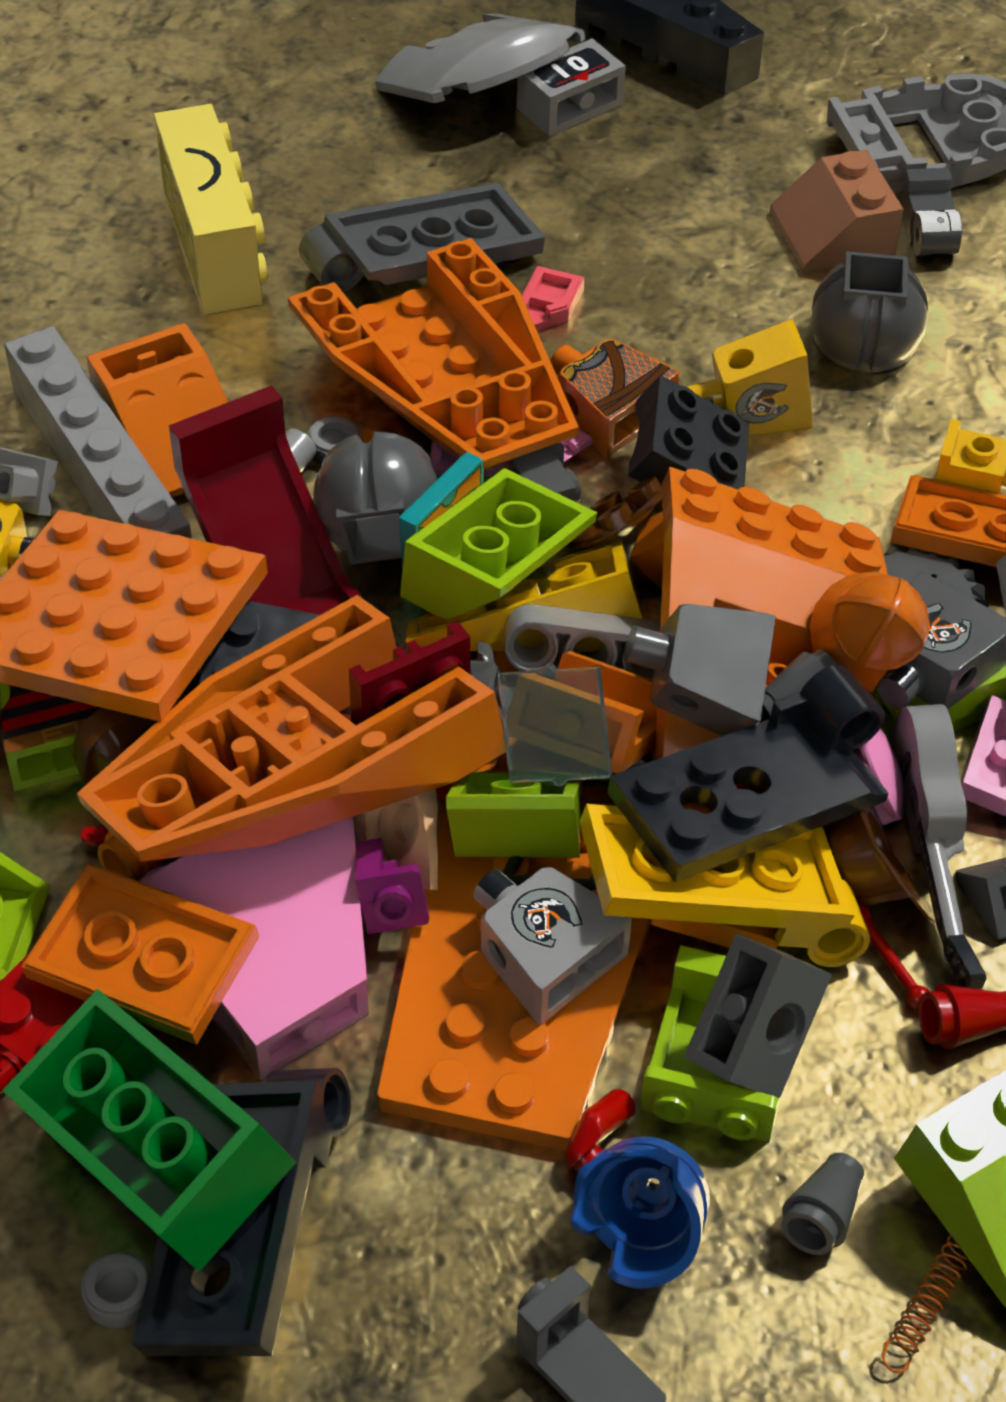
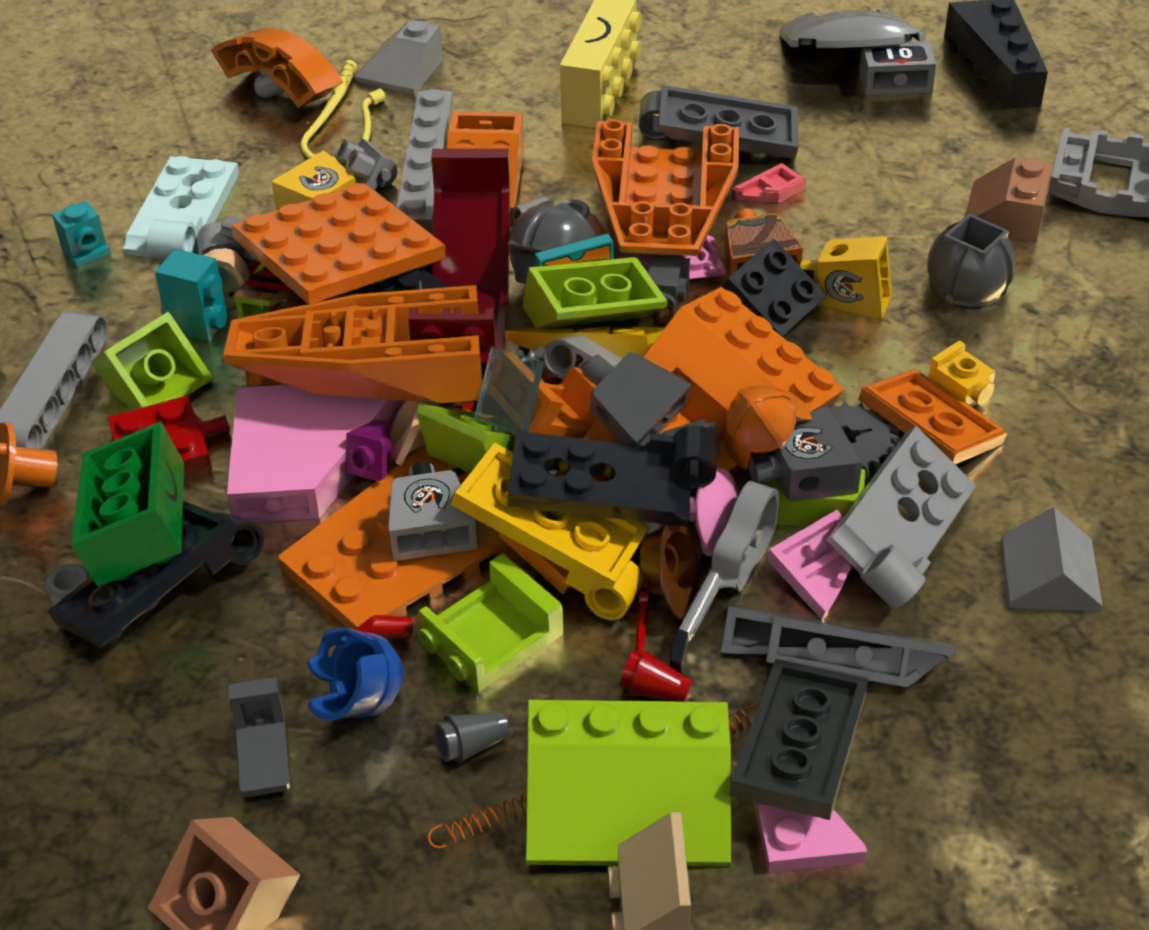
camera: 35 degrees right, 5 degrees down
(143, 950) = (210, 421): orange tile -> none
(757, 1016) = (508, 580): dark grey brick -> none
(930, 212) = (1078, 220): dark grey leg -> none

